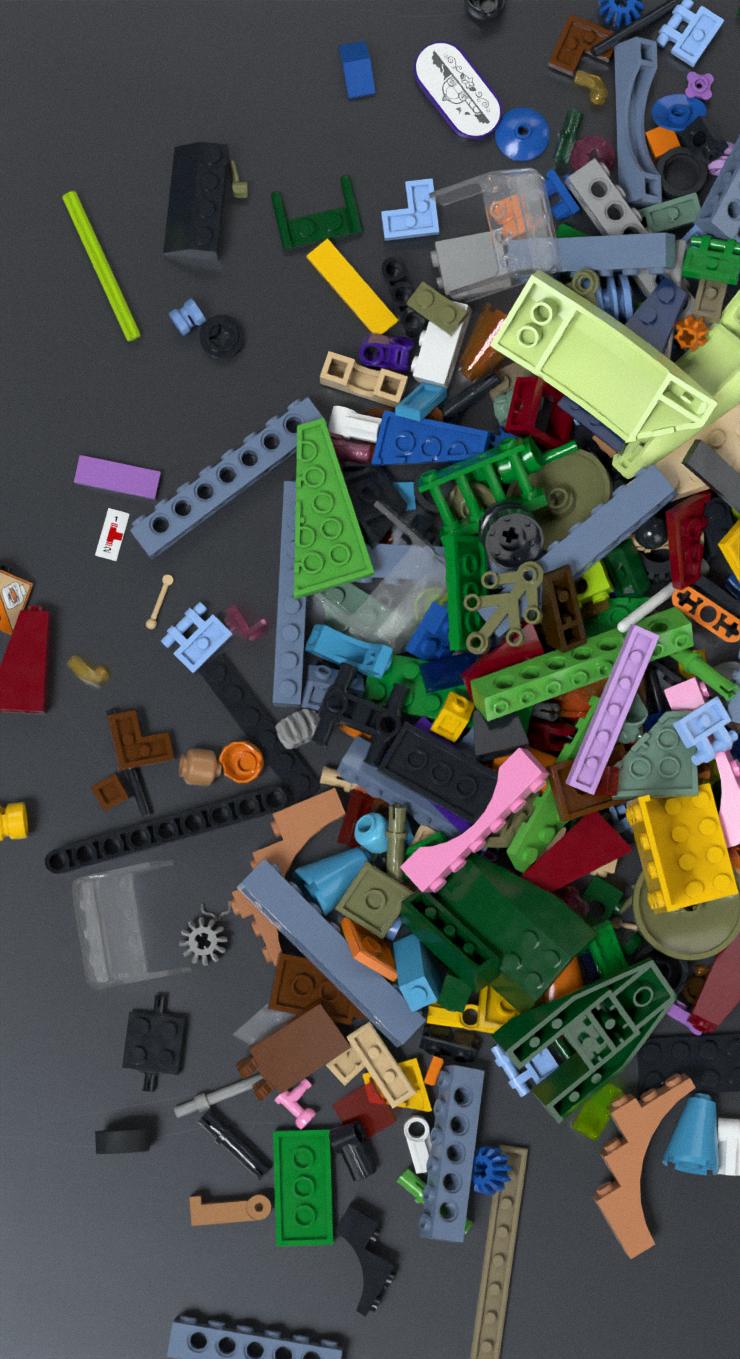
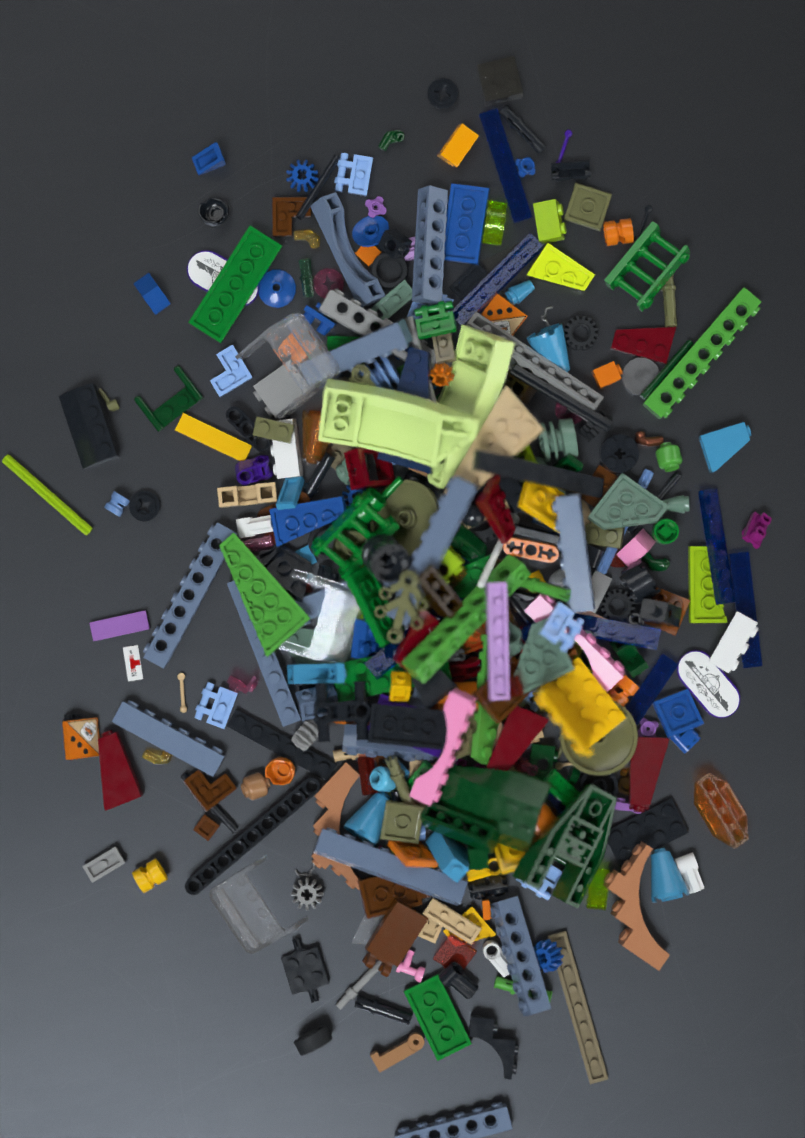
camera: 25 degrees left, 5 degrees up
(114, 653) = (169, 738): none -> sand blue brick
(471, 102) = (235, 284): none -> green plate

